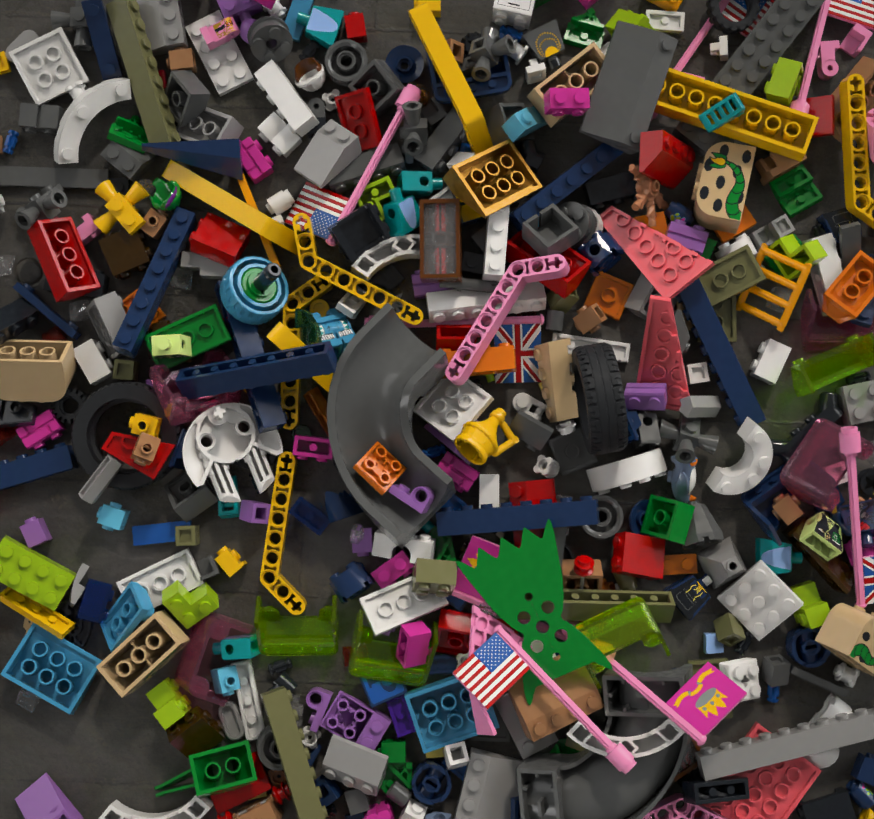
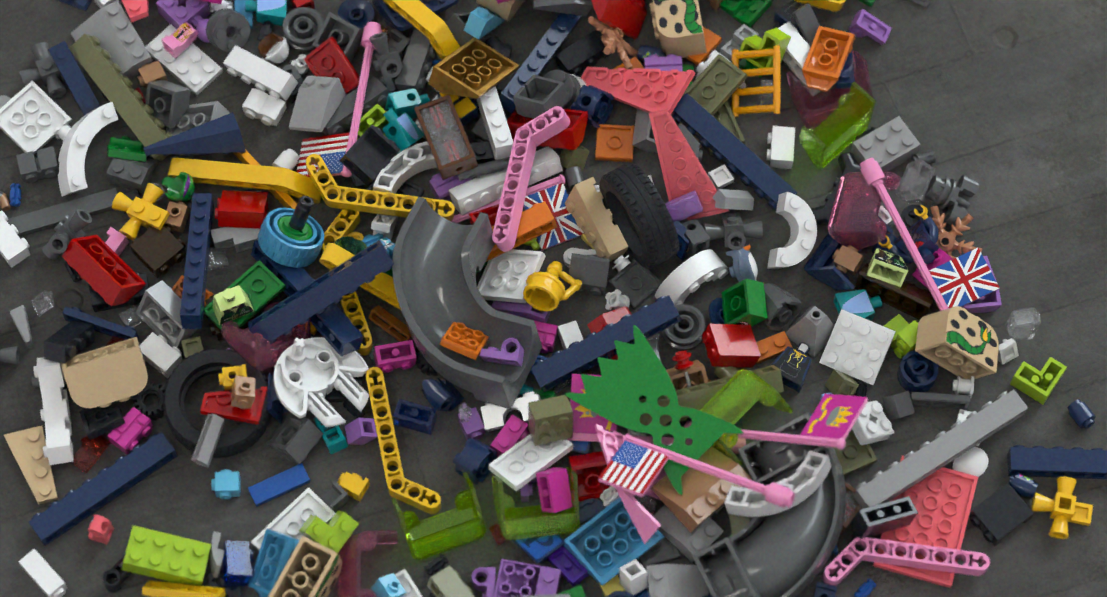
camera: 20 degrees left, 20 degrees down
(35, 532) = (157, 521): medium lavender brick -> none
(187, 535) = (304, 475): olive panel -> none
(237, 647) = (390, 556): teal torso -> none
(254, 162) = (253, 137): dark pink brick -> none
(589, 318) = (604, 163): medium nougat brick -> none
(773, 693) = (905, 426): blue piece -> none

